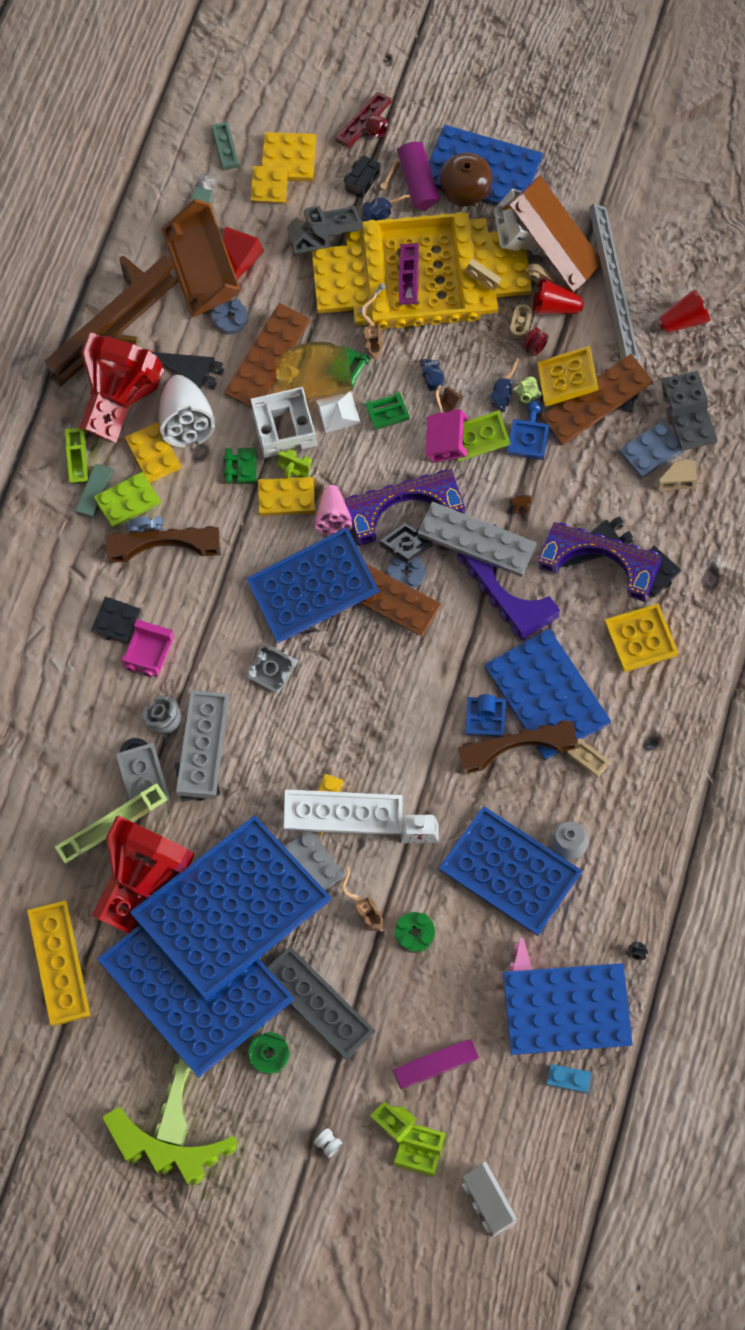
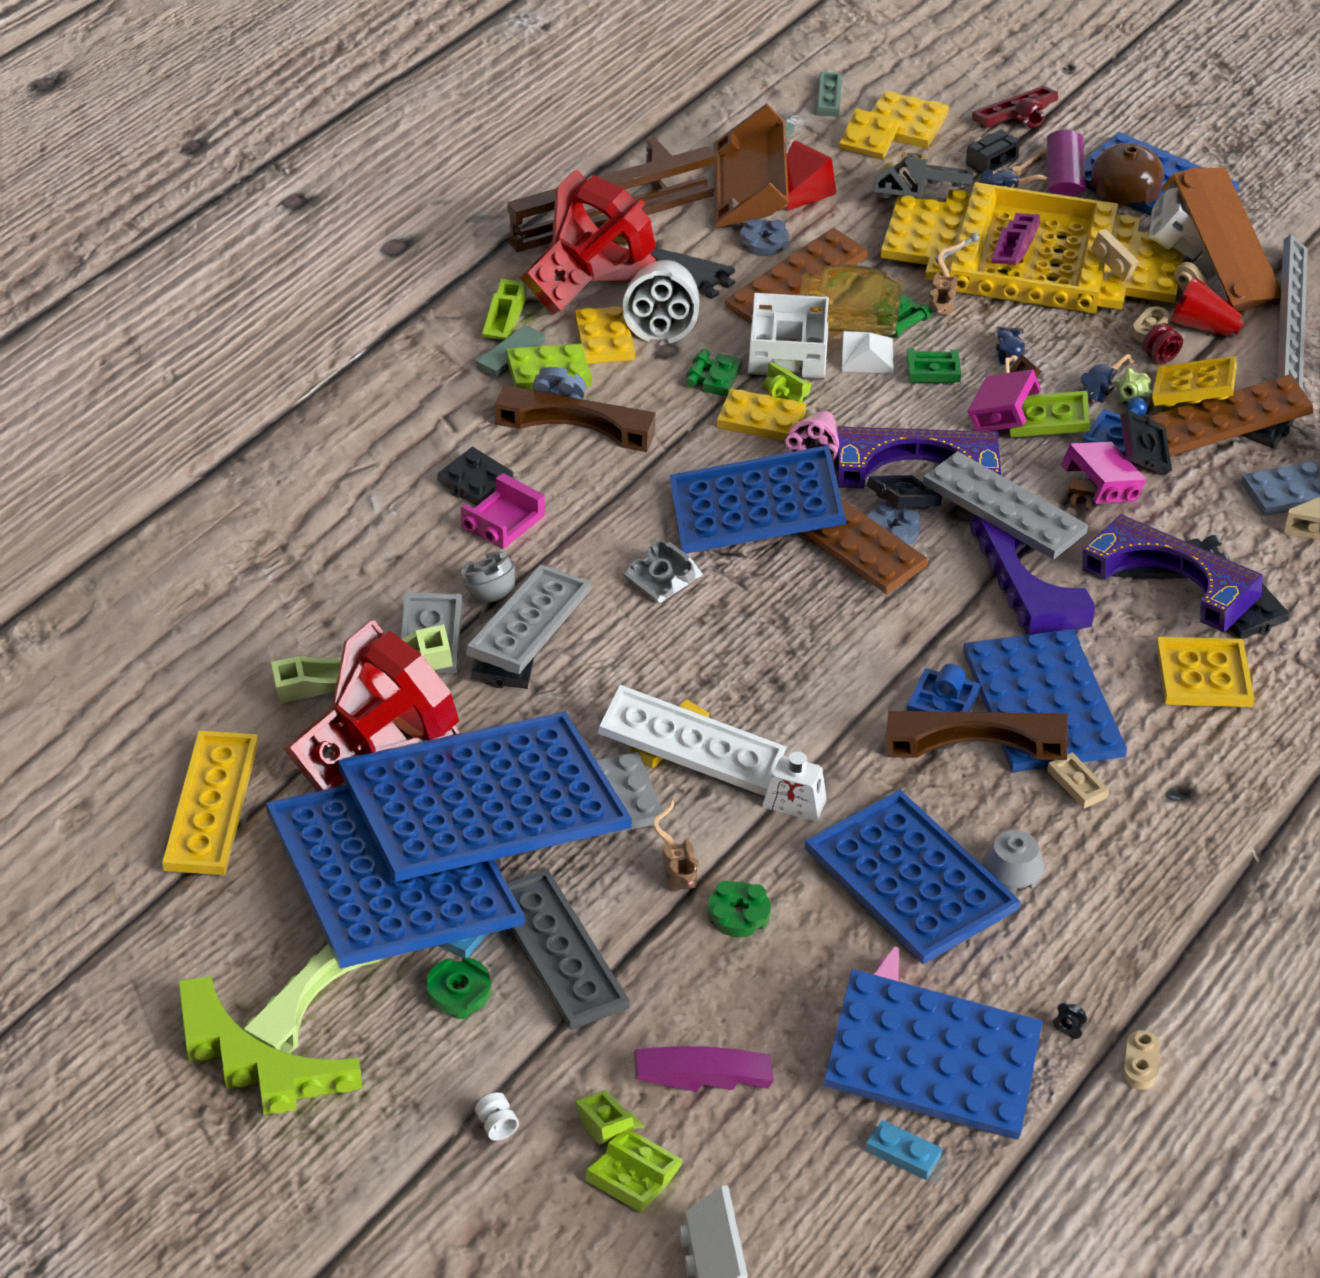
camera: 15 degrees right, 25 degrees down
(532, 480) = (1108, 469): none -> dark pink panel
(551, 446) = (1146, 442): none -> black plate
(685, 963) = (1141, 1053): none -> tan plate

